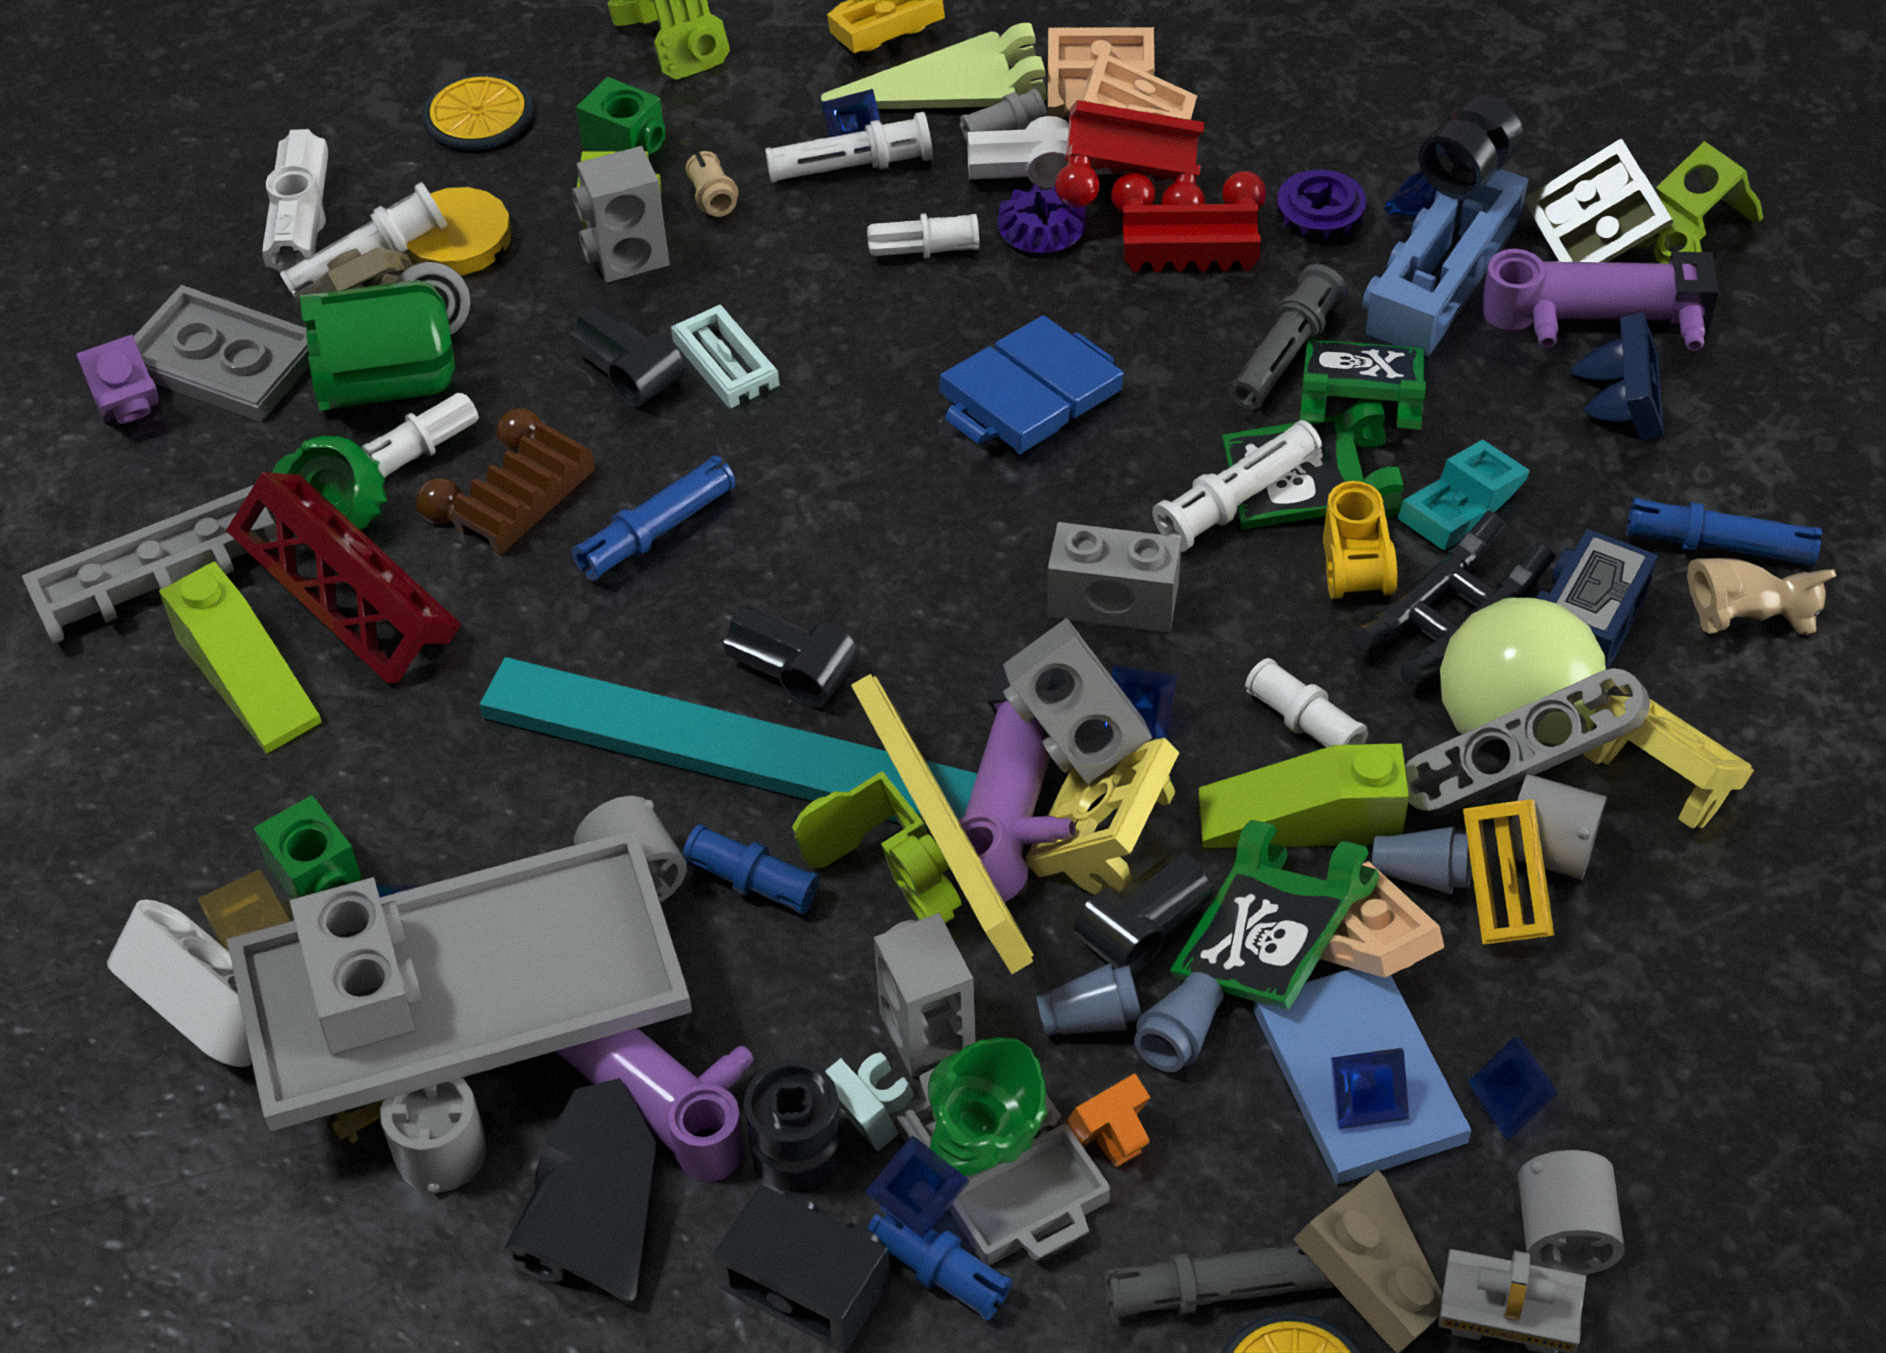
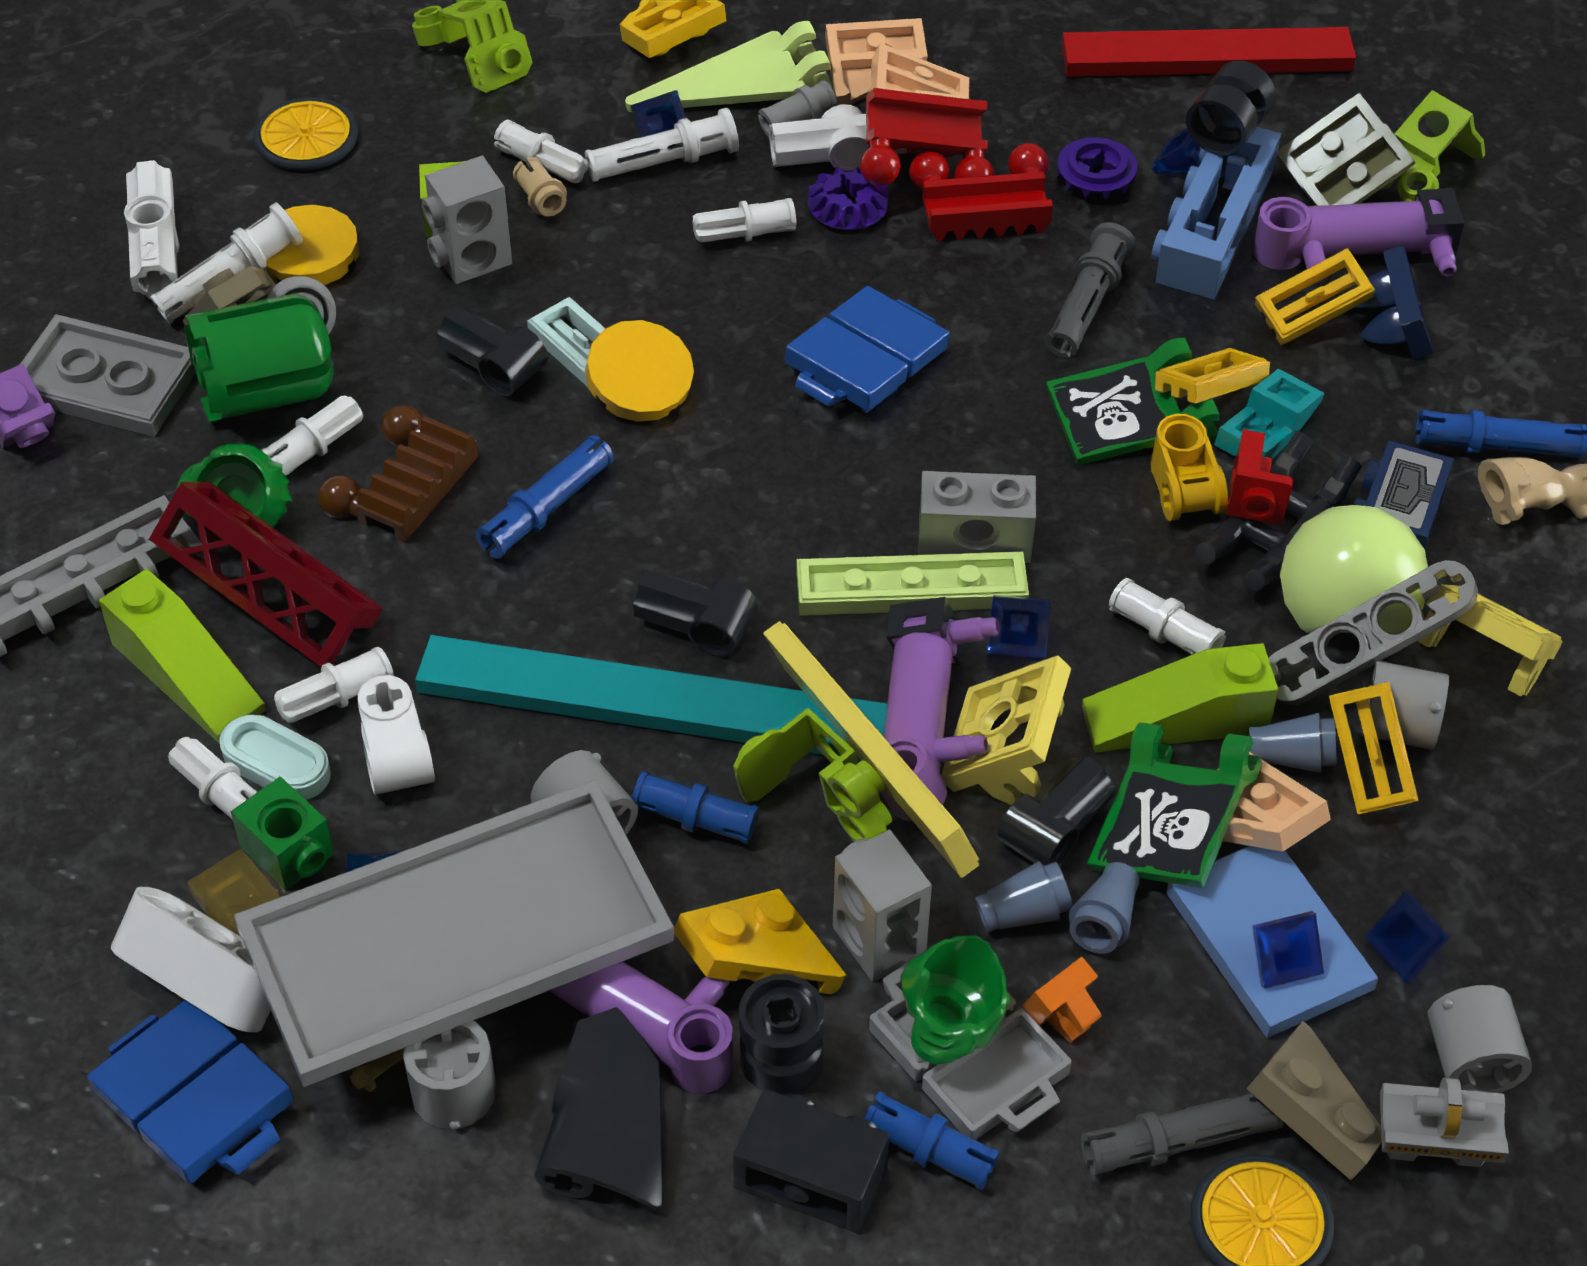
camera: 10 degrees left, 0 degrees up
(165, 1124) = (192, 1092): none -> blue piece
(251, 793) = (217, 781): none -> white axle
(312, 764) = (270, 750): none -> light aqua tile
(349, 965) = (354, 928): light grey brick -> none
(393, 703) = (331, 686): none -> white axle
(442, 762) = (392, 736): none -> white piece
(620, 118) = (445, 132): green brick -> none
(704, 136) = (525, 143): none -> white axle
(779, 389) = (639, 370): none -> yellow tile
(784, 1019) = (755, 940): none -> yellow wing
(864, 1104) = (842, 1010): light aqua tile -> none
(917, 1187) = (906, 1076): clear blue slope -> none
(987, 639) = (877, 582): none -> yellowish green tile
(1084, 696) = (979, 624): light grey brick -> none
(1217, 496) = (1054, 437): white pin -> none
(1364, 373) = (1166, 317): flag -> none
(1393, 447) = (1212, 375): none -> yellow tile
(1425, 571) = (1253, 489): none -> red bracket
(1454, 80) = (1207, 51): none -> red tile
(1544, 381) = (1276, 318): none -> yellow tile

